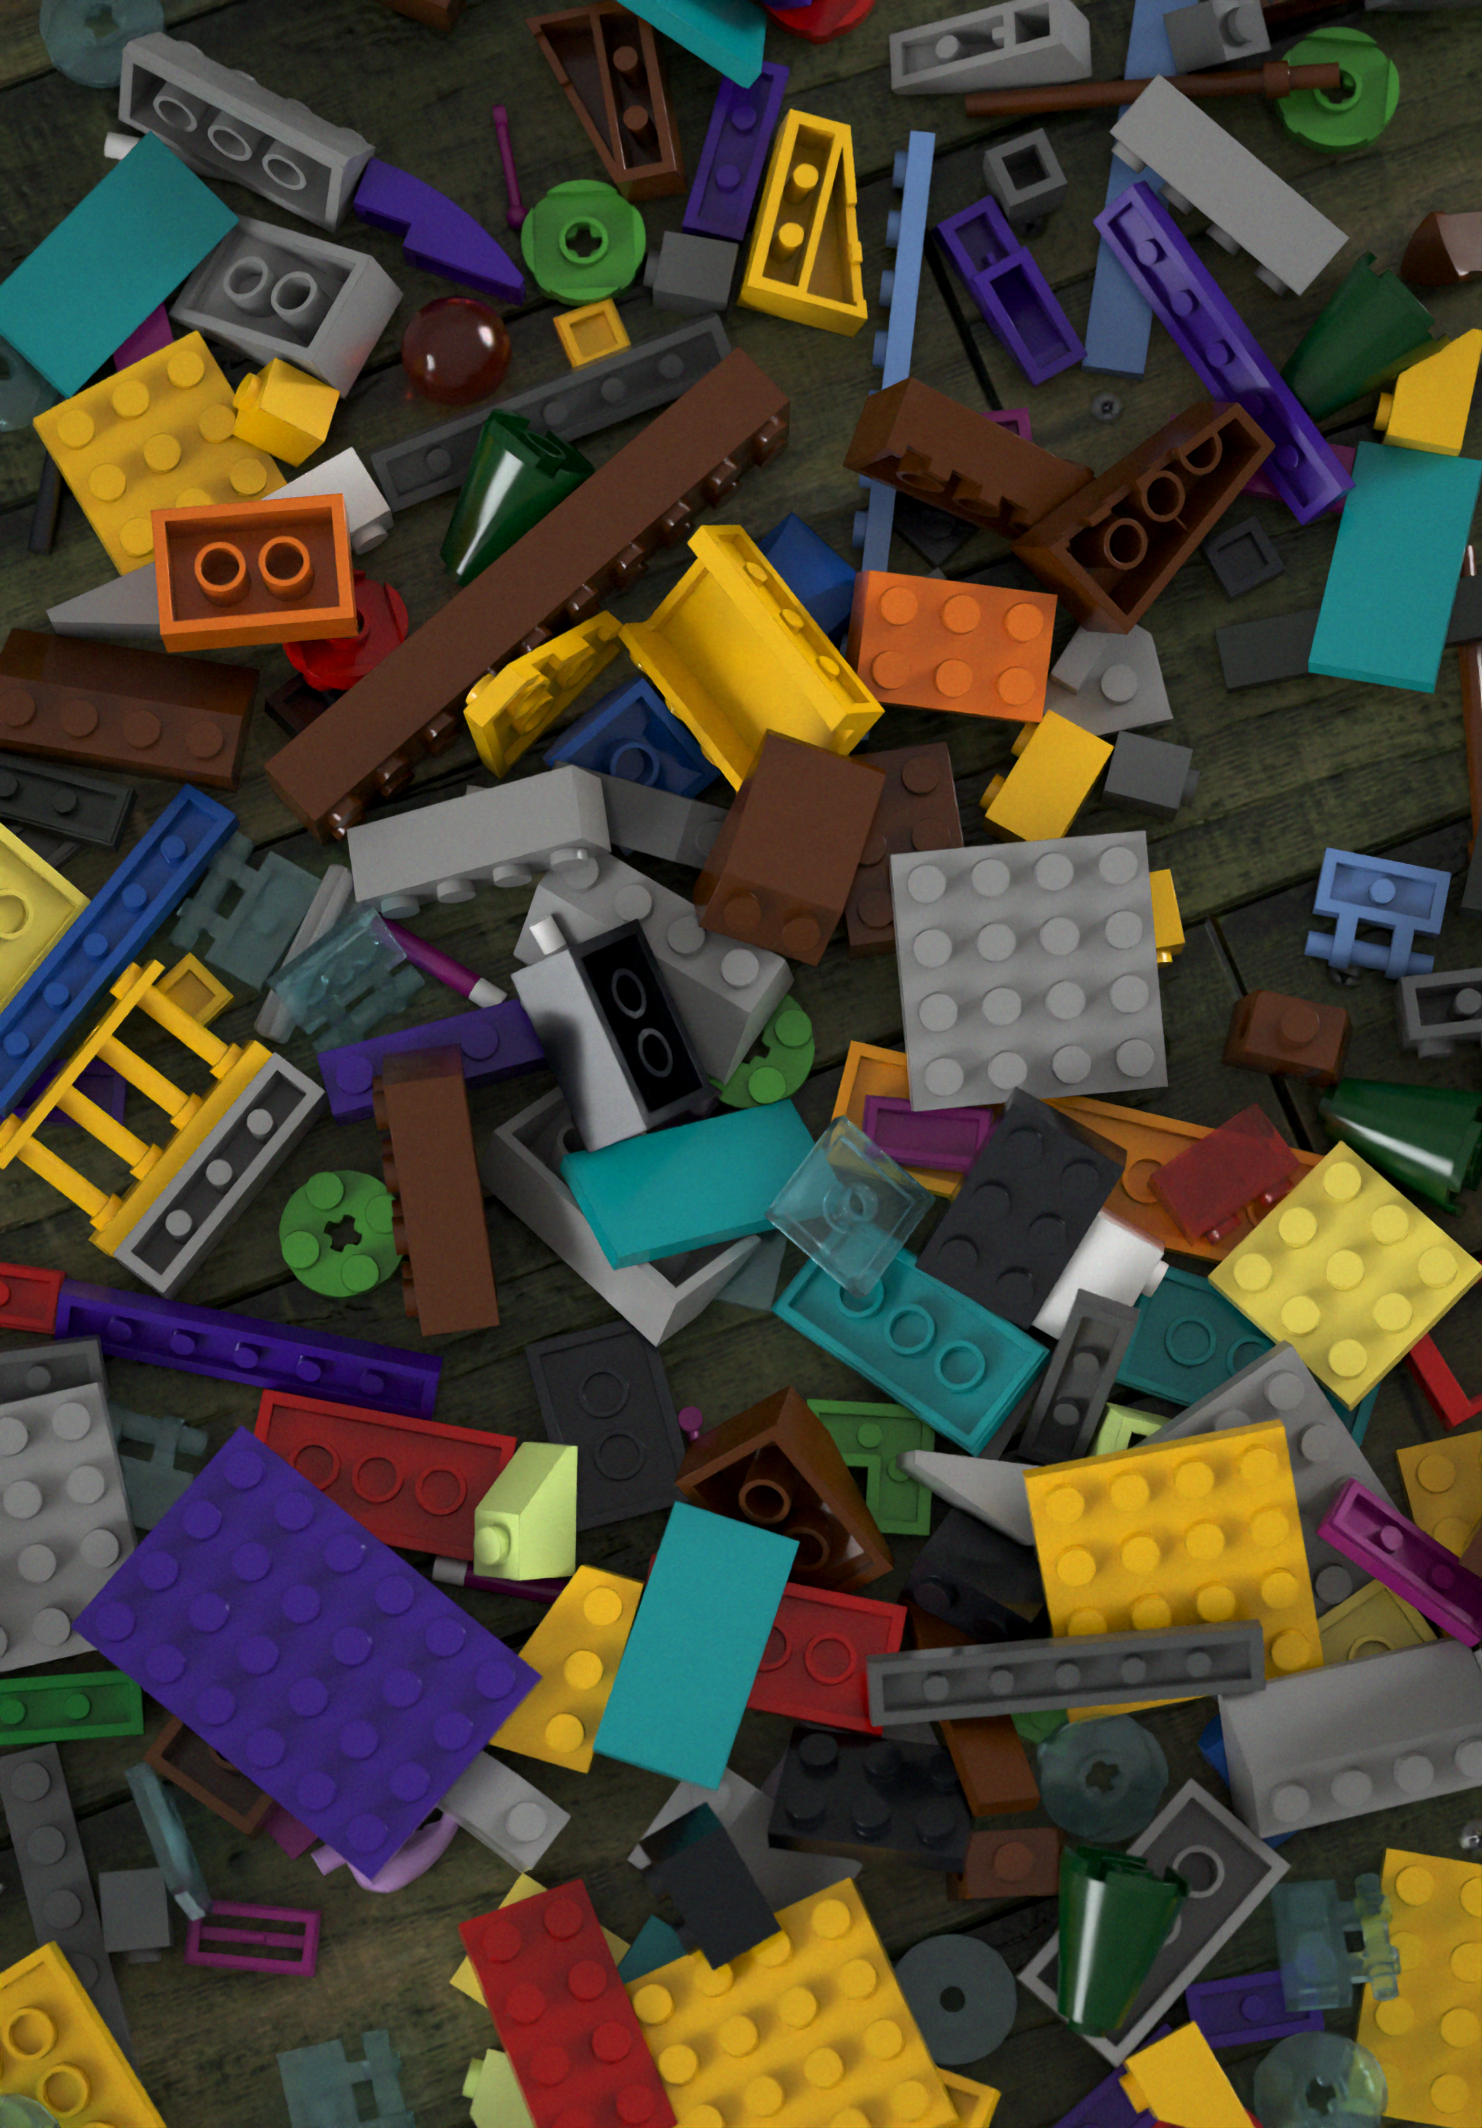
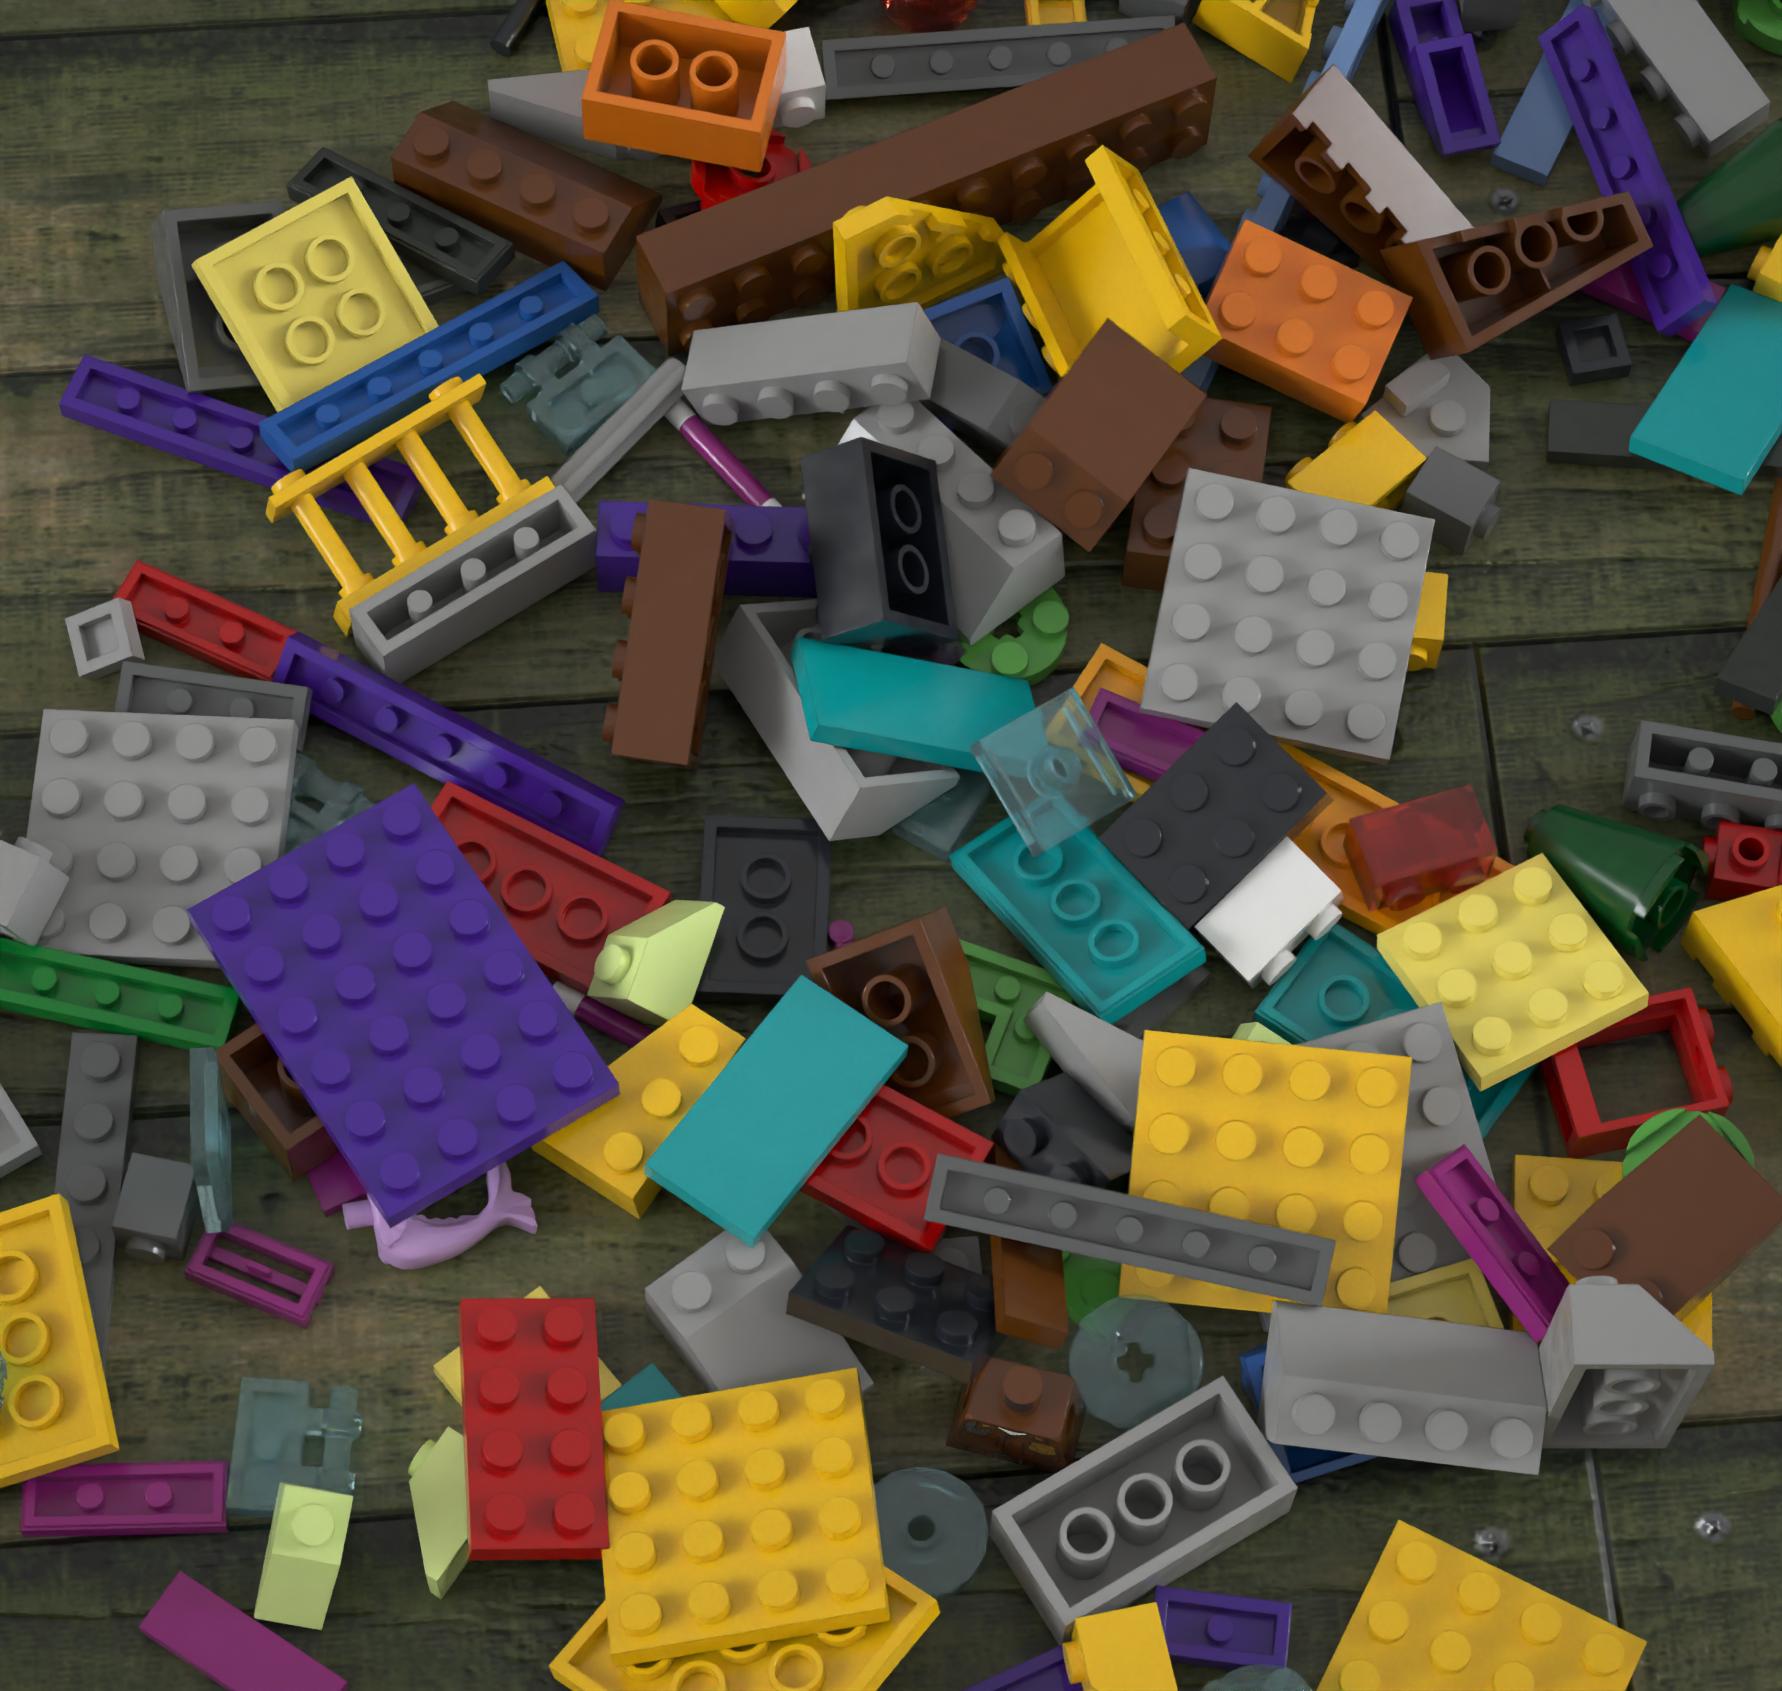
camera: 15 degrees right, 15 degrees down
(195, 990) = (512, 436): yellow tile -> none
(309, 1251) = (534, 676): bright green plate -> none
(338, 970) = (647, 440): clear light blue plate -> none
(504, 1812) = (539, 1213): light grey slope -> none
(507, 491) = (936, 82): dark green cone -> none
(709, 1887) = (713, 1327): black brick -> none
(1078, 1379) = (1232, 970): dark grey plate -> none
(1110, 1933) = (1097, 1482): dark green cone -> none
(1288, 1038) = (1520, 755): reddish brown torso -> none
(1313, 1948) = (1297, 1582): clear light blue plate -> none
(1381, 895) = (1639, 663): medium blue plate -> none

